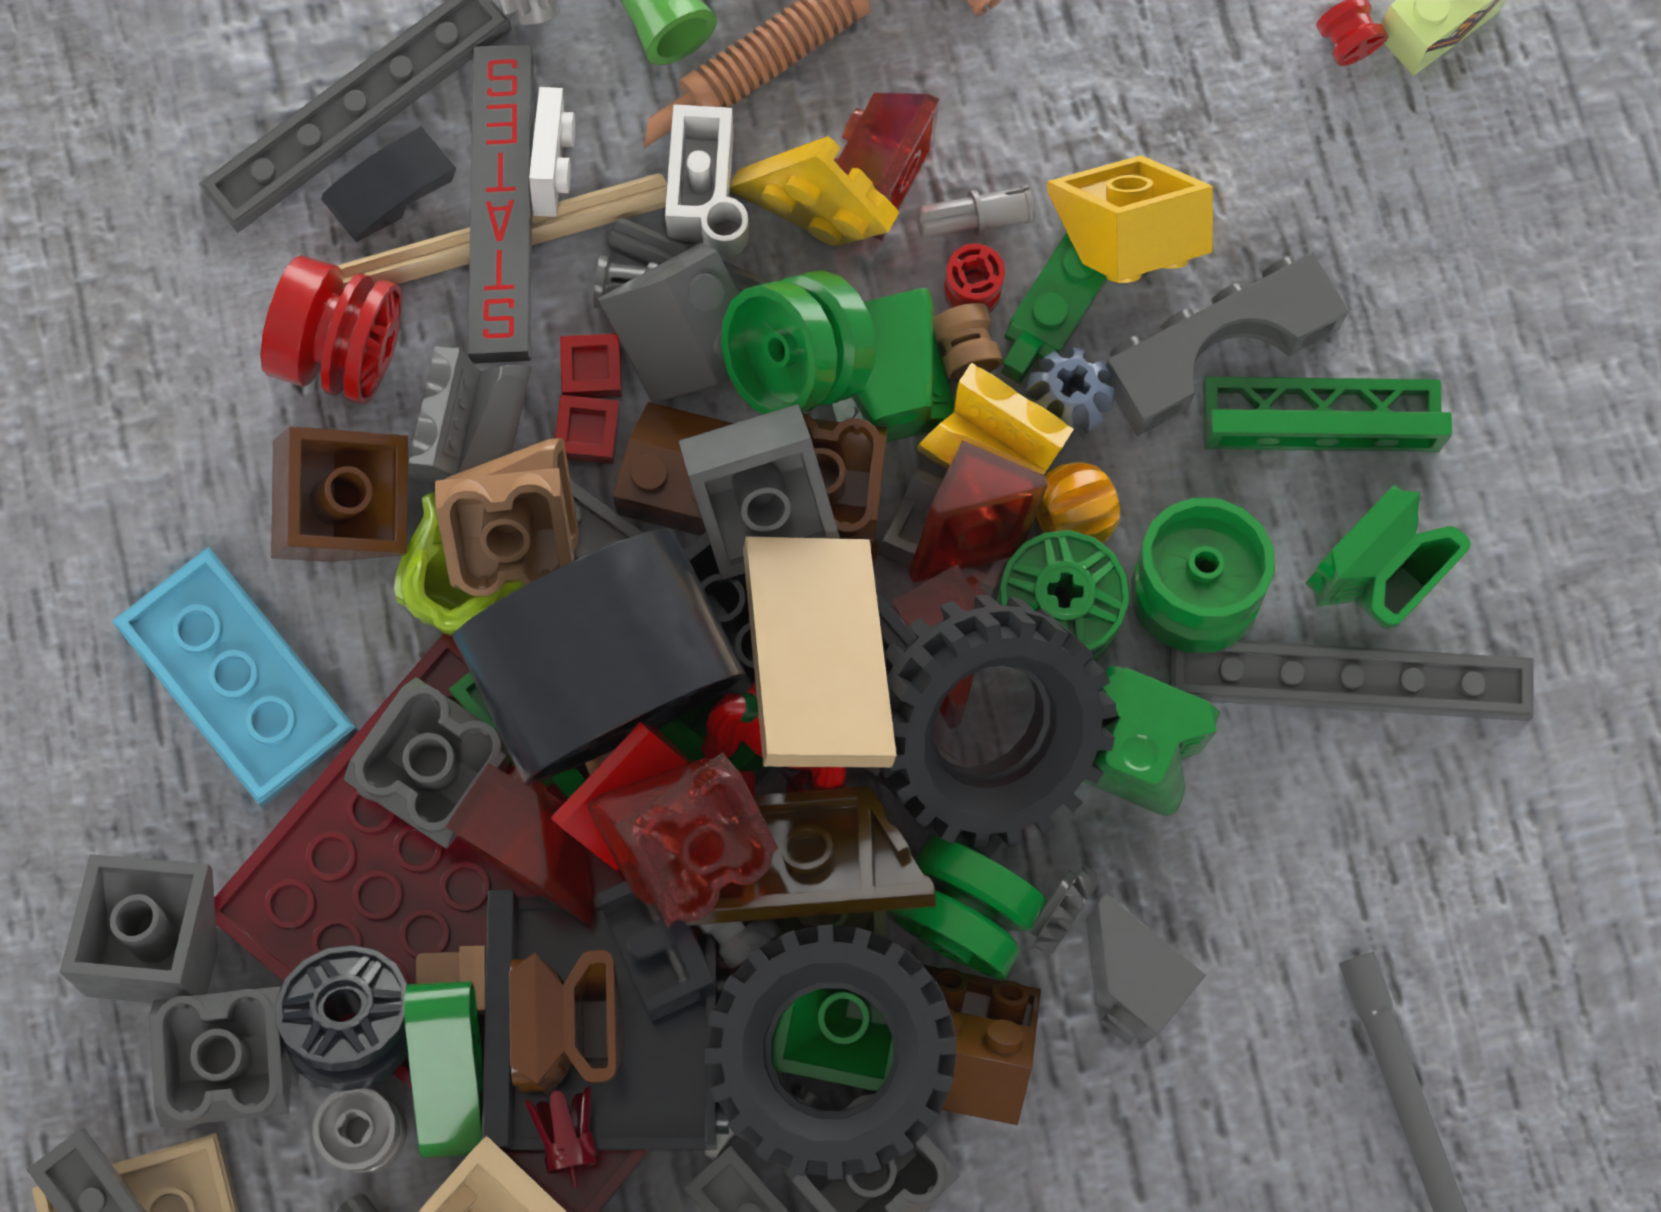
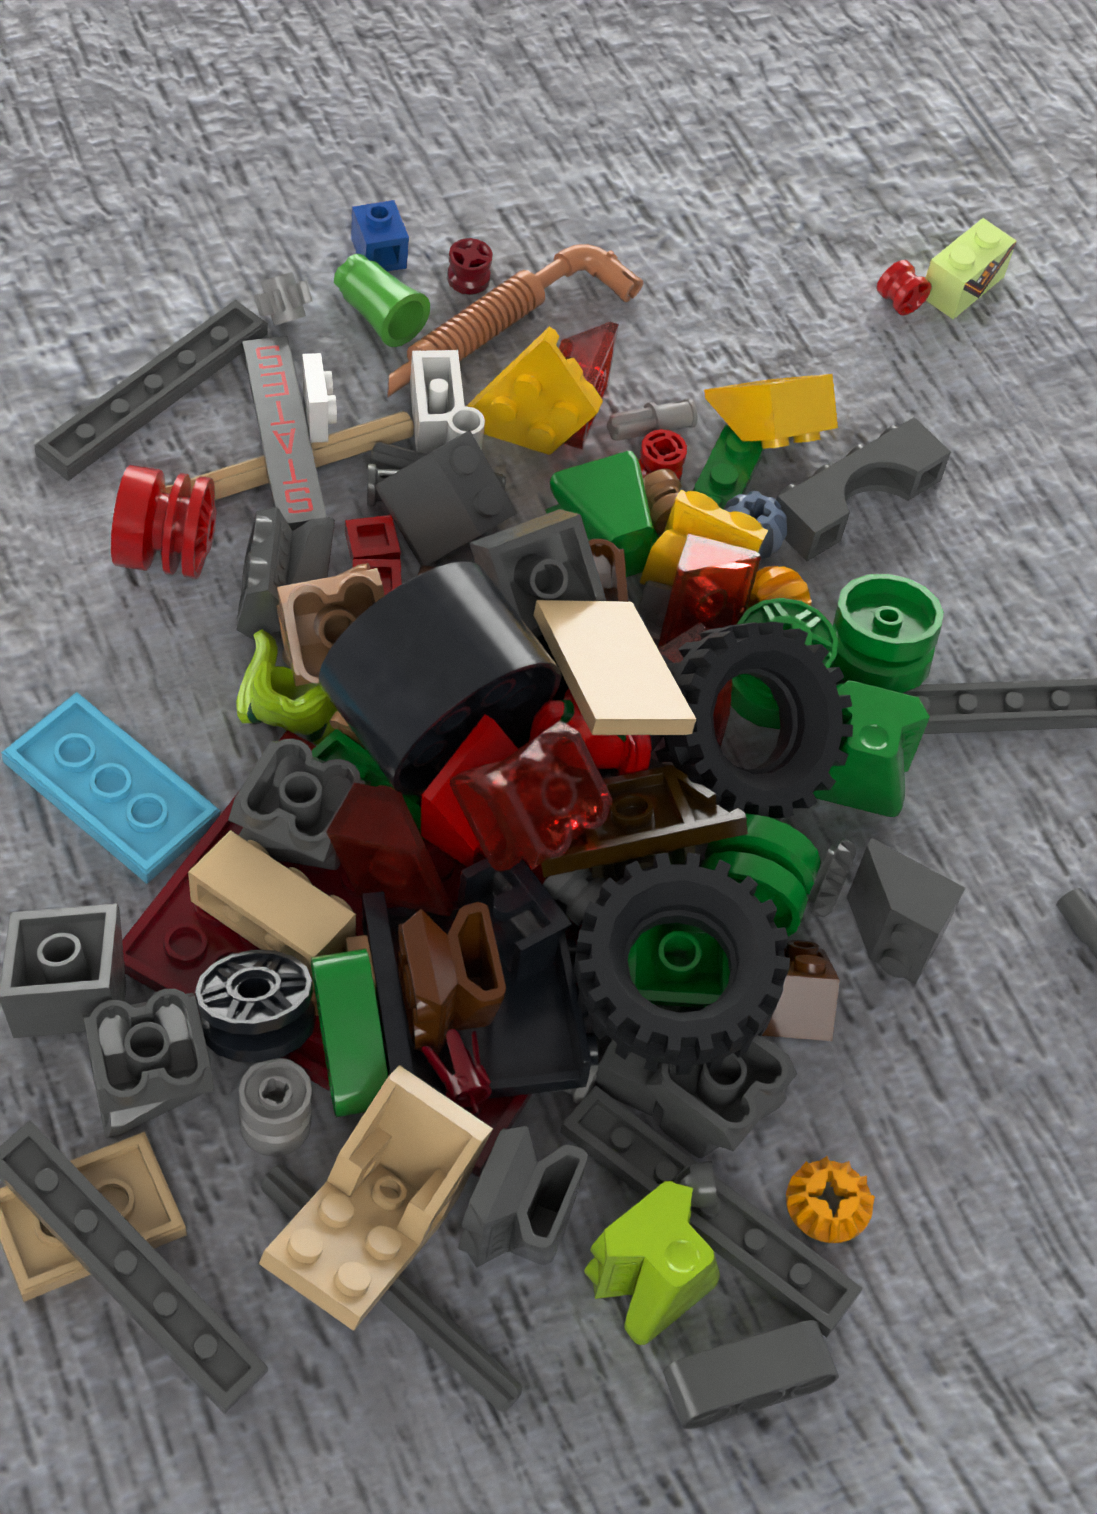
camera: 15 degrees left, 20 degrees down
(339, 495) = (182, 640): reddish brown slope -> none
(386, 182) = (185, 433): black slope -> none
(388, 883) = (269, 902): none -> tan brick
(798, 342) = (541, 474): green wheel -> none
(1323, 427) = (947, 533): green fence -> none
(1386, 563) = (1023, 611): green piece -> none

